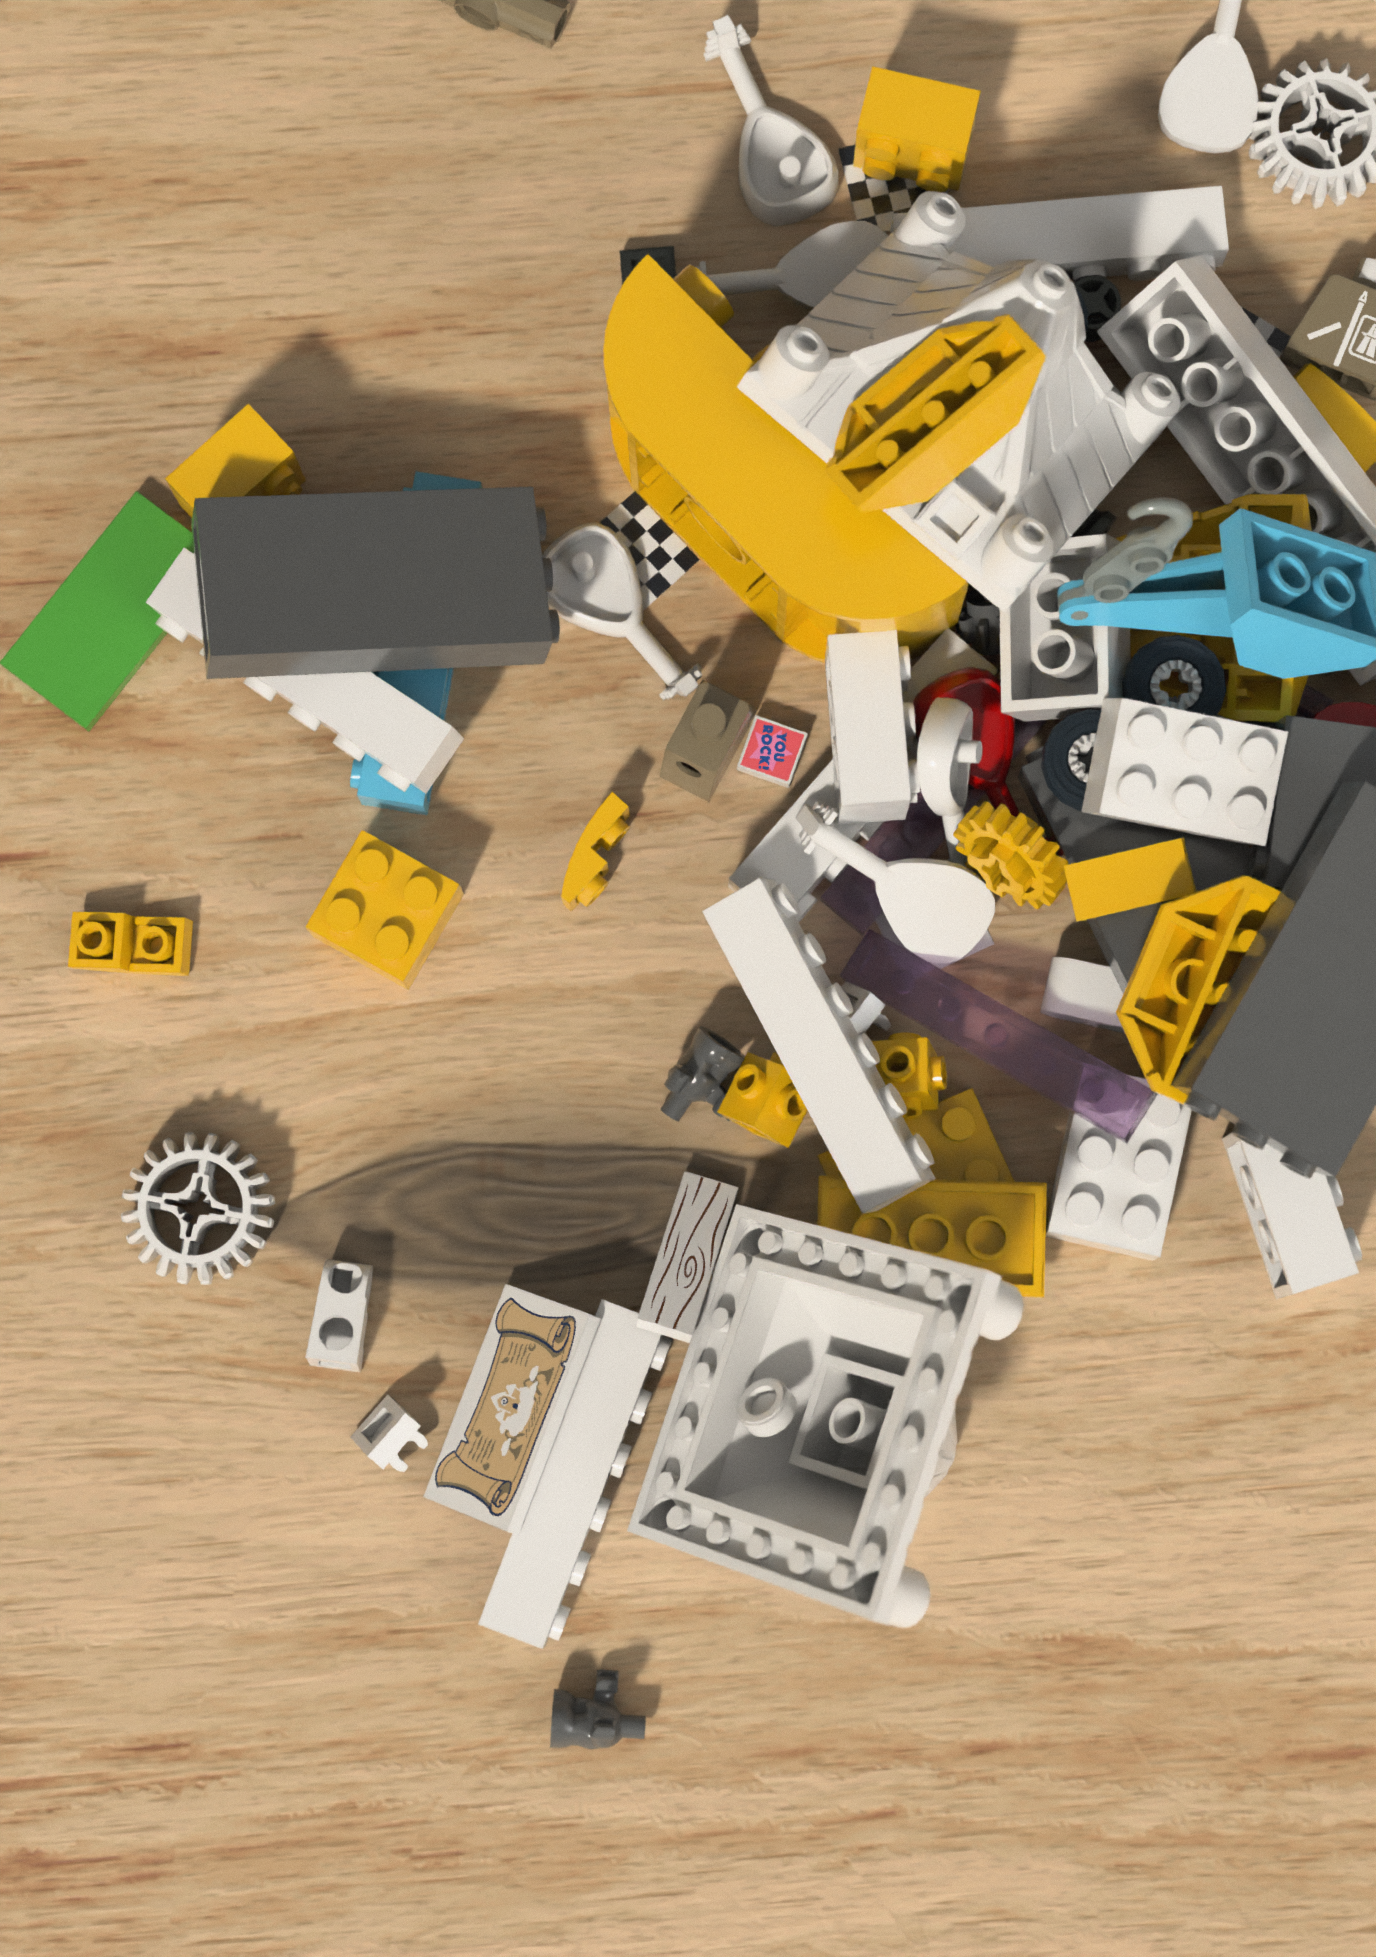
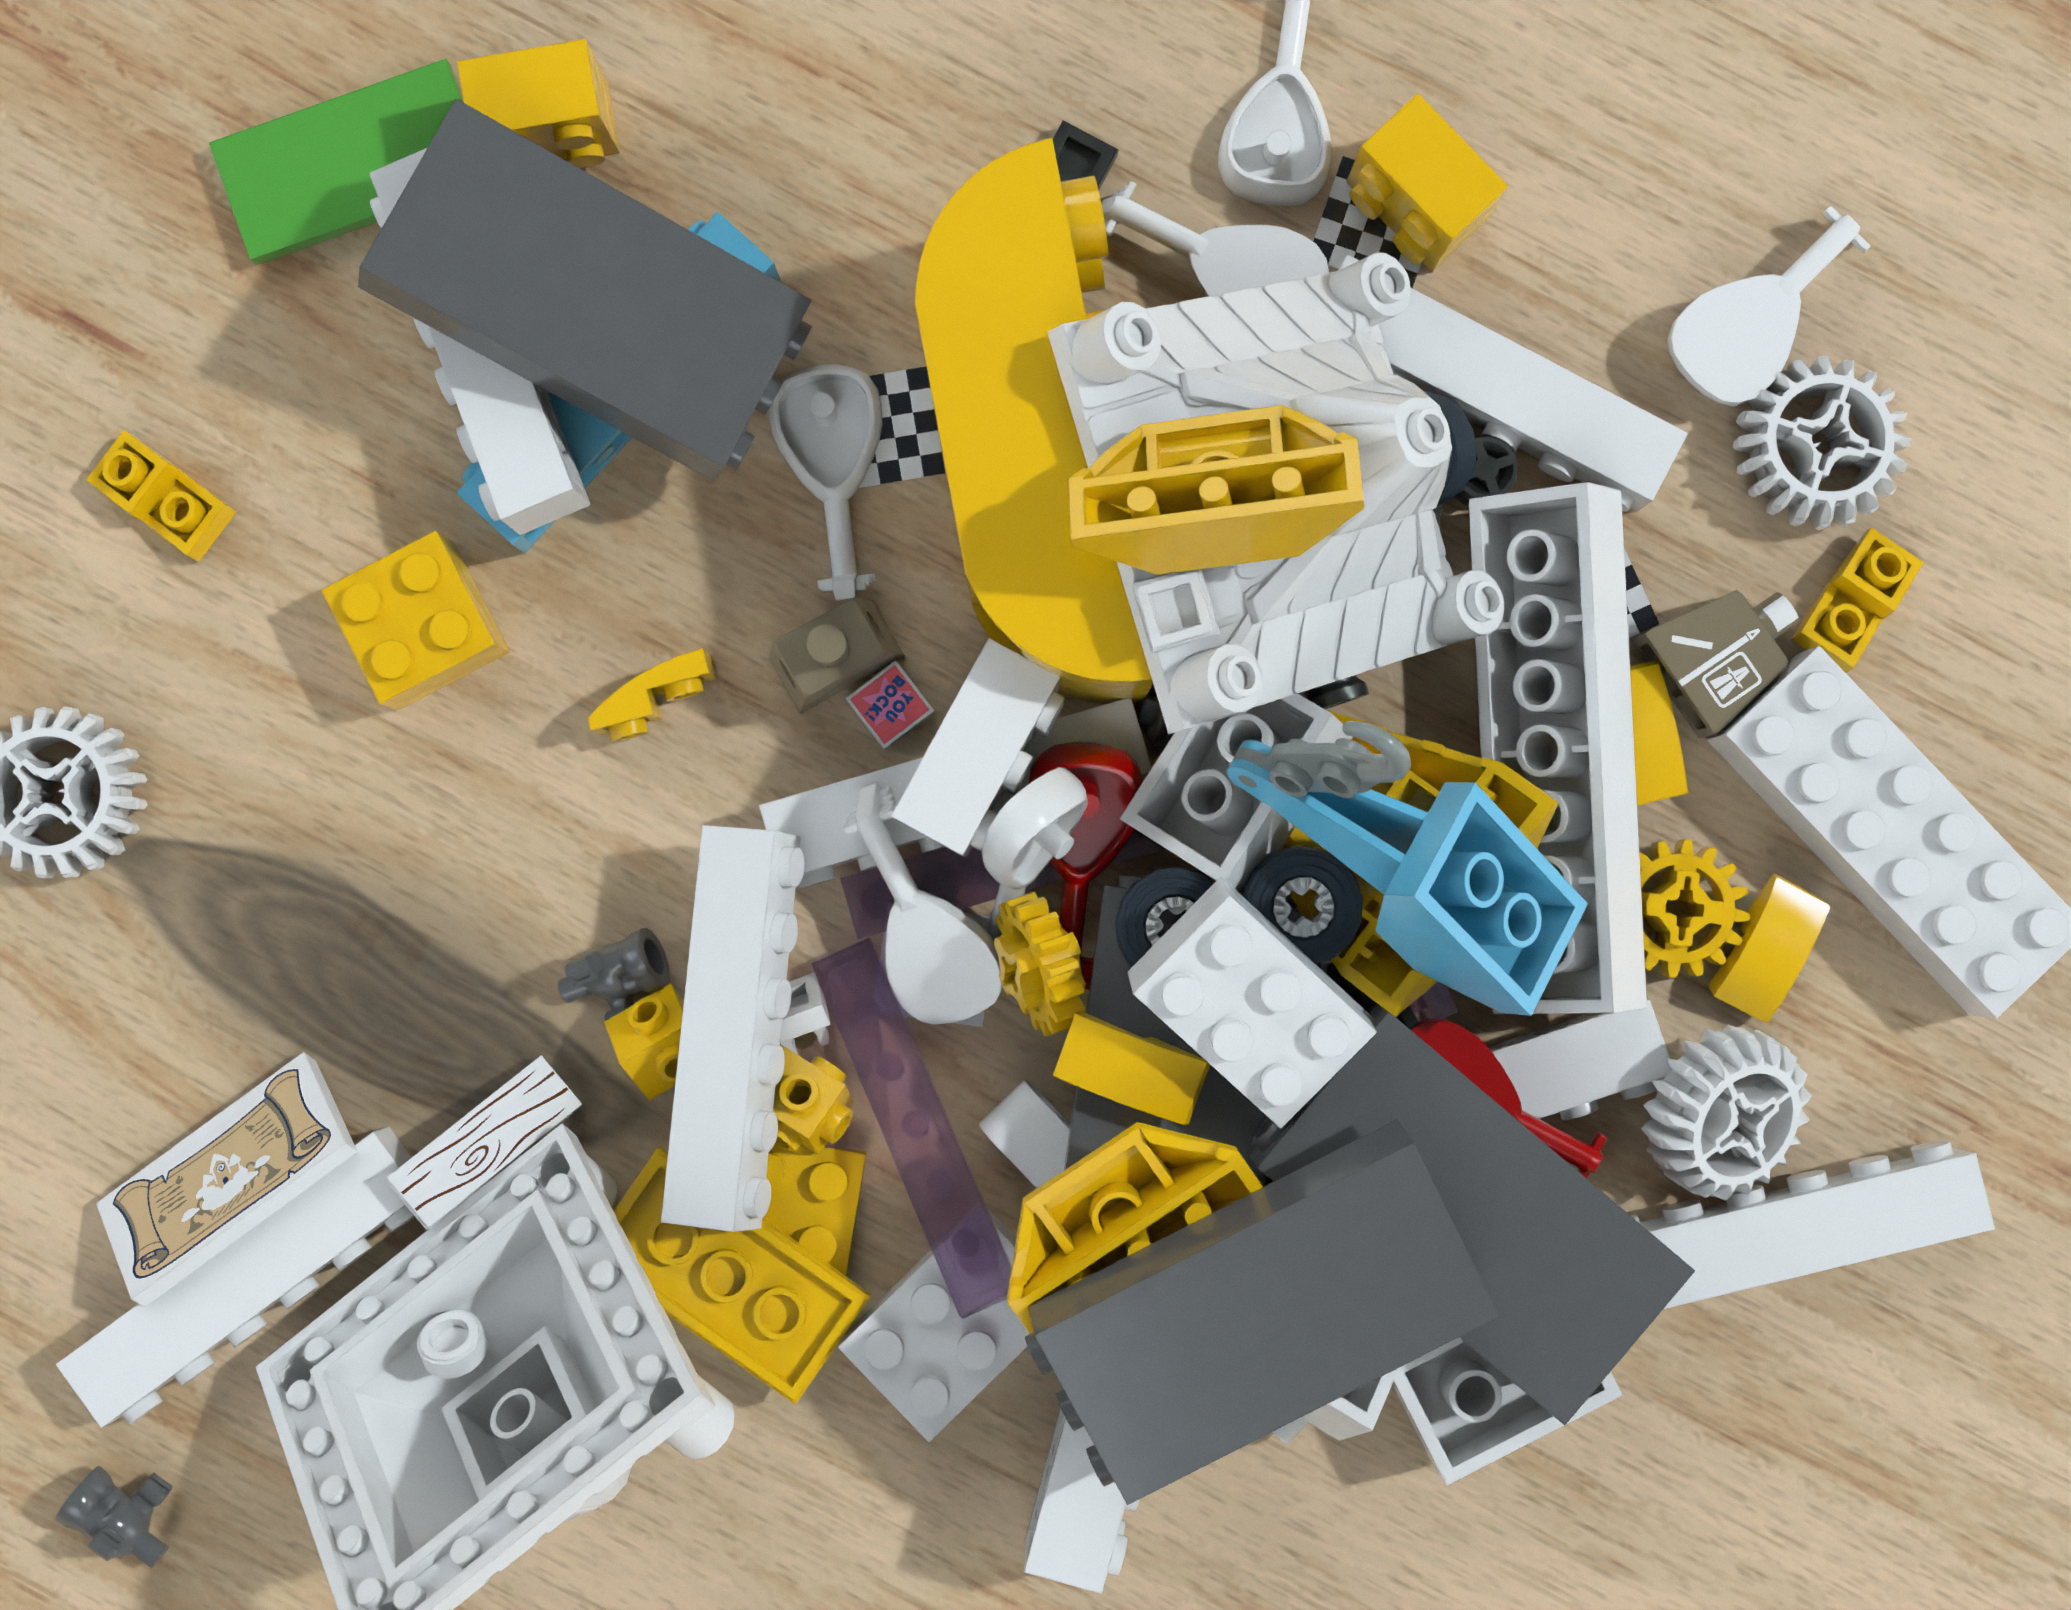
camera: 30 degrees right, 5 degrees up
(340, 1316) = (125, 982): white leg -> none
(387, 1432) = (98, 1121): white tile -> none

